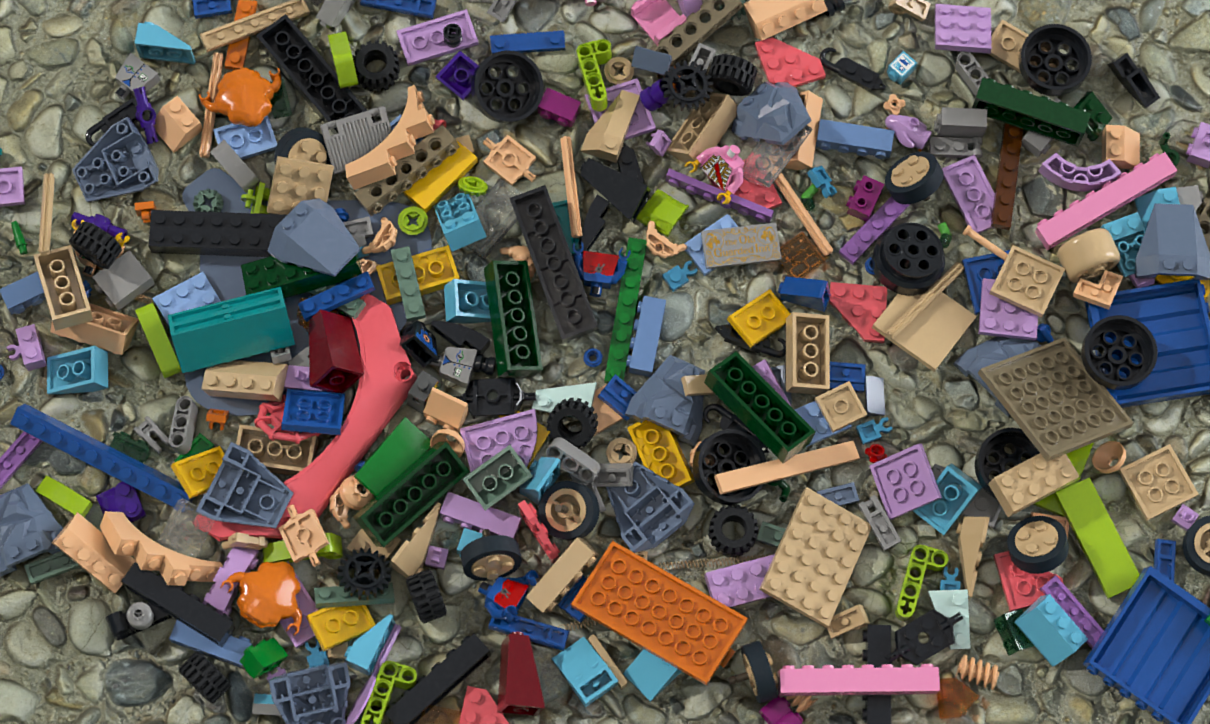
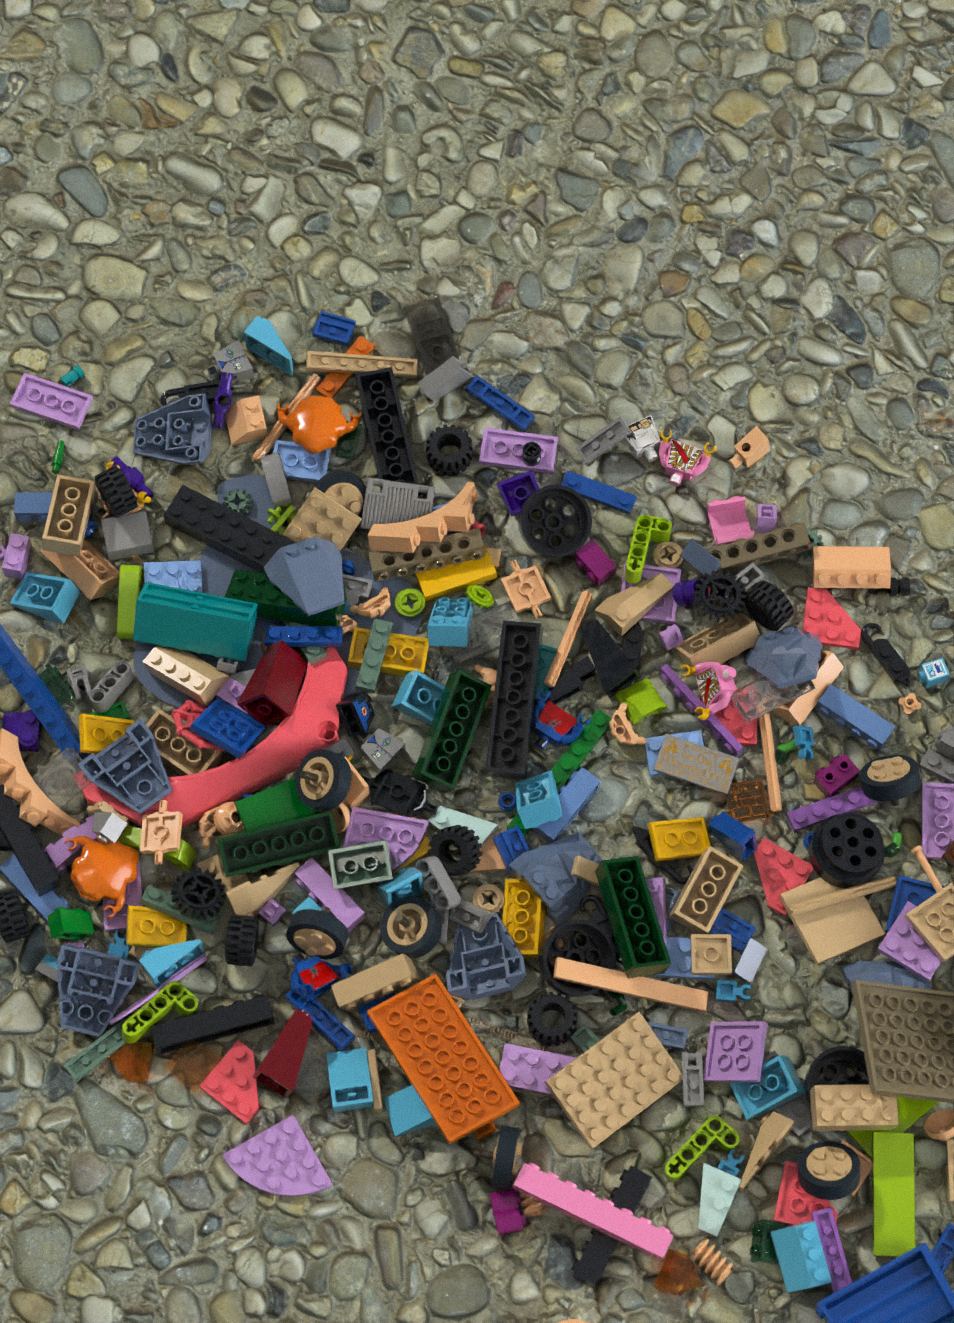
camera: 30 degrees right, 5 degrees down
(46, 214) = (89, 446): tan axle -> none
(144, 210) = (177, 481): orange tile -> none
(218, 416) = (146, 693): orange tile -> none
(253, 554) = (107, 826): none -> slope
(343, 59) = (419, 430): lime beam -> none
(424, 417) = (323, 779): none -> wheel
(461, 336) = (399, 725): black slope -> none
(484, 364) = (405, 760): black wheel -> none
(539, 531) = (374, 932): coral plate -> none
(621, 343) = (538, 800): none -> medium azure slope
(678, 277) = (623, 765): dark azure plate -> none
(848, 620) = (618, 1153): tan plate -> none
(875, 453) = (722, 1013): red plate -> none
(908, 131) = (910, 734): lavender animal -> none
(939, 632) = (693, 1198): black plate -> none
(1043, 333) = (940, 980): blue plate -> none

